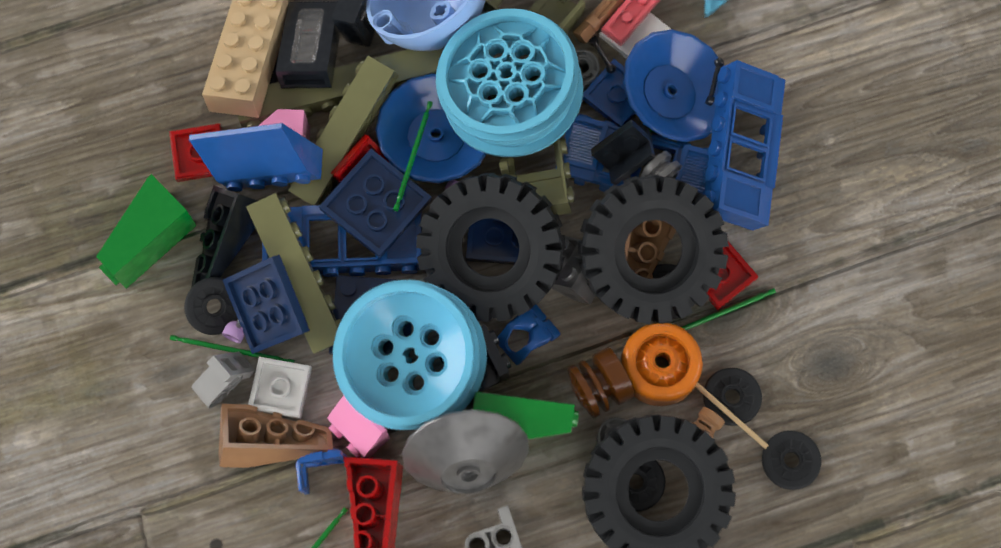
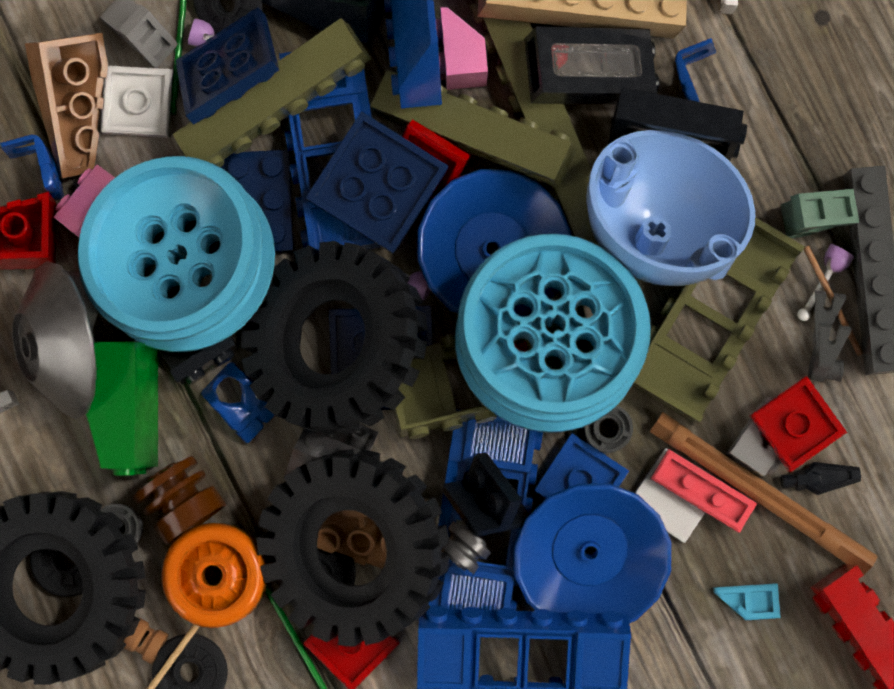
camera: 80 degrees right, 10 degrees up
(412, 157) = (445, 221): green piece -> none
(594, 41) = (654, 442): black hinge -> none
(719, 62) = (636, 611): black hinge -> none

